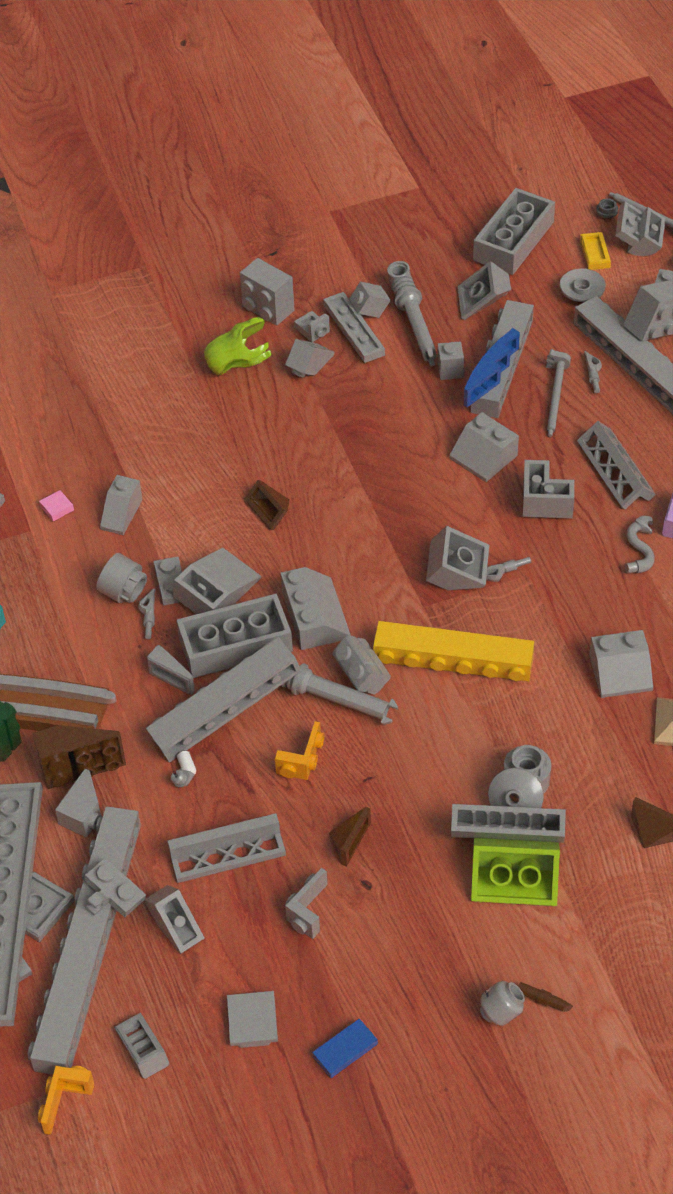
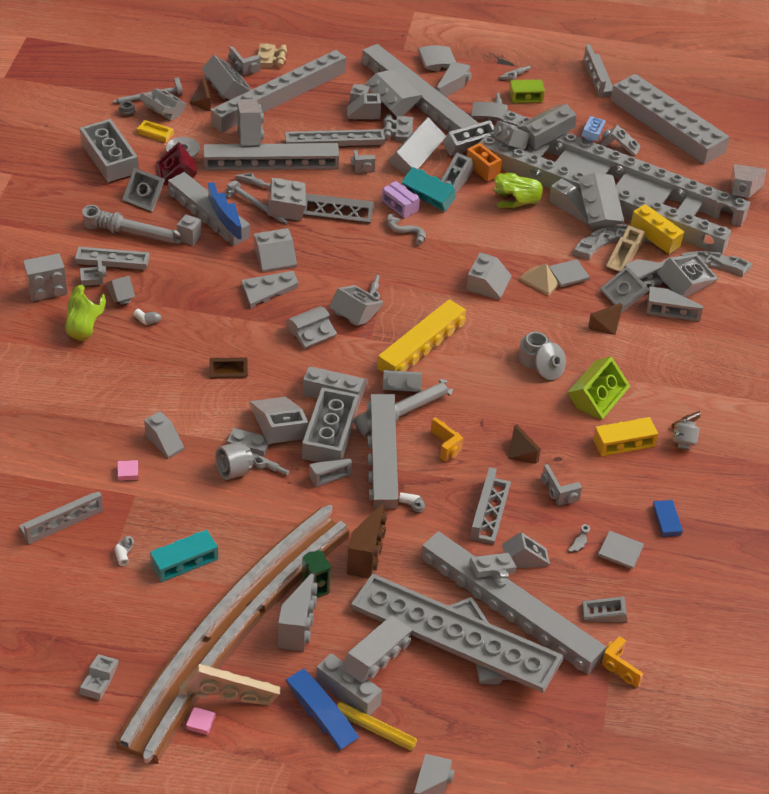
camera: 65 degrees left, 5 degrees down
(80, 806) = (405, 561): light grey slope -> none
(240, 969) = (580, 541): none -> light grey piece
(288, 402) = (147, 318): none -> arm
(369, 299) = (100, 237): light grey brick -> none
(386, 542) = (311, 327): none -> light grey brick
(426, 472) = (265, 287): none -> light grey wing
(450, 937) = (625, 436): none -> yellow brick
(508, 823) = (569, 374): light grey brick -> none
(543, 495) = (336, 244): light grey brick -> none
(547, 296) = (176, 162): none -> dark red slope
(575, 410) = (286, 199): none -> light grey brick

